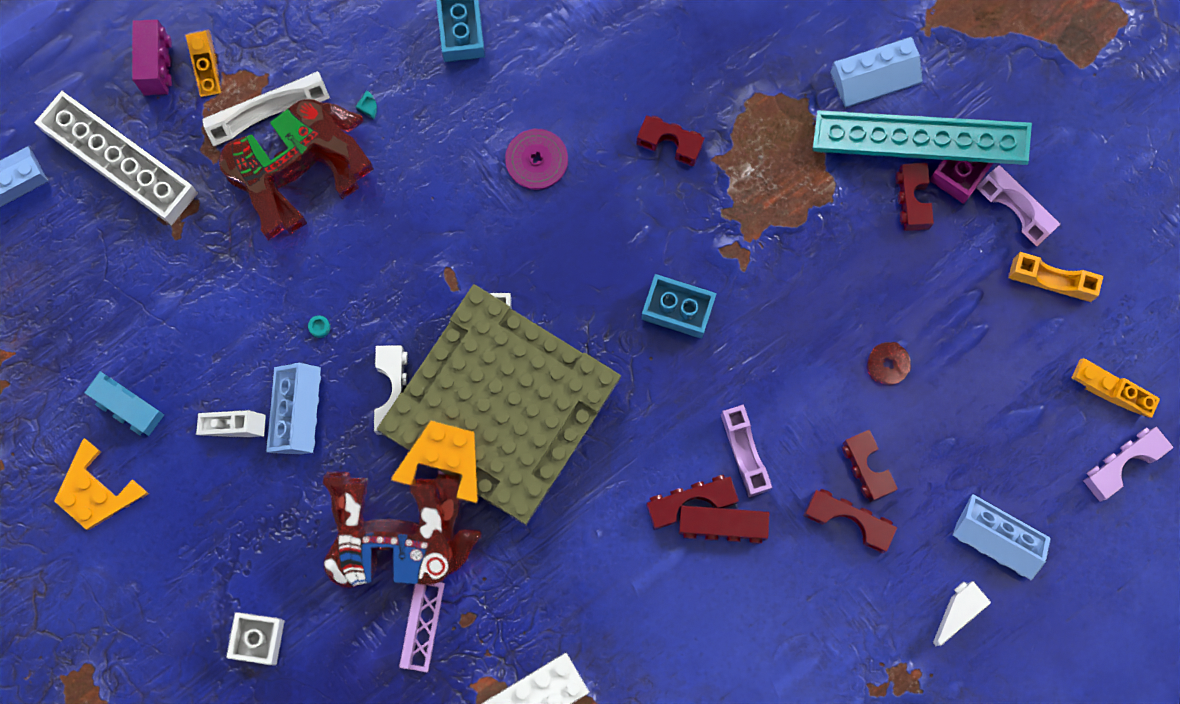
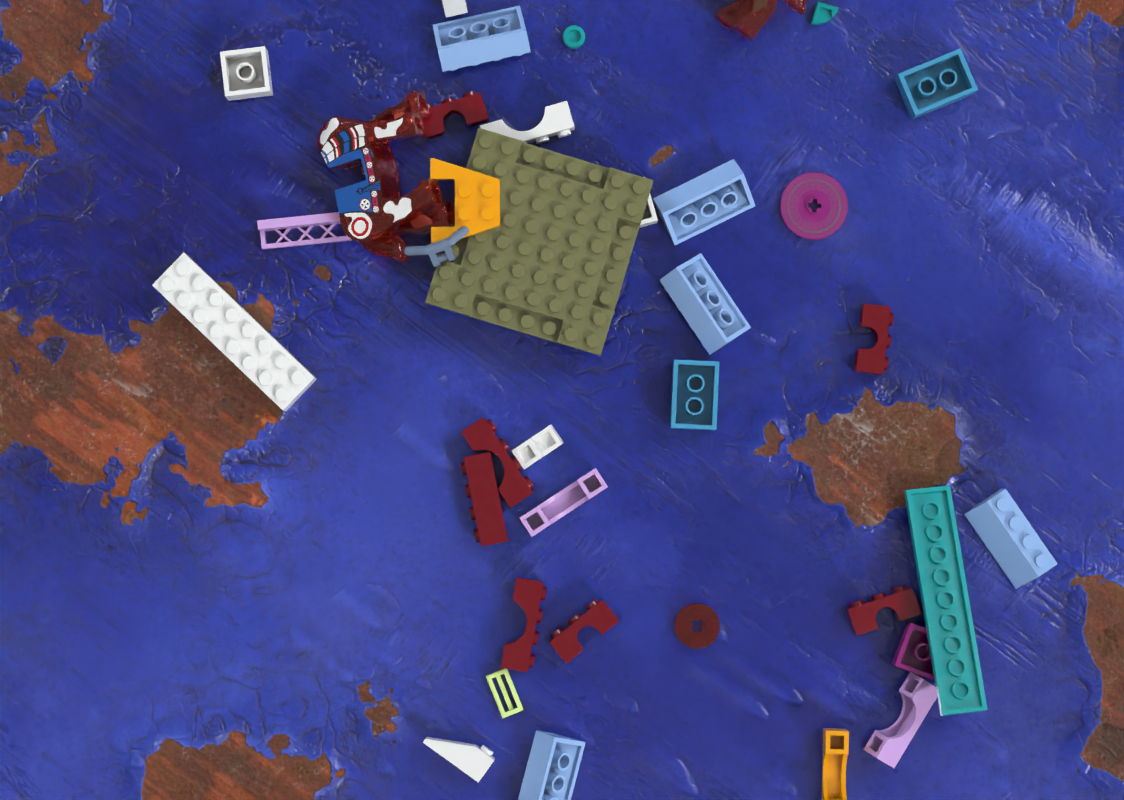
camera: 75 degrees right, 10 degrees up
(355, 436) = (469, 107): none -> dark red arch
(480, 493) = (442, 245): none -> sand blue piece
(504, 250) = (704, 201): none -> light blue slope
(598, 276) = (705, 303): none -> light blue slope
(687, 462) = (537, 446): none -> white slope
(928, 554) = (511, 710): none -> yellowish green tile

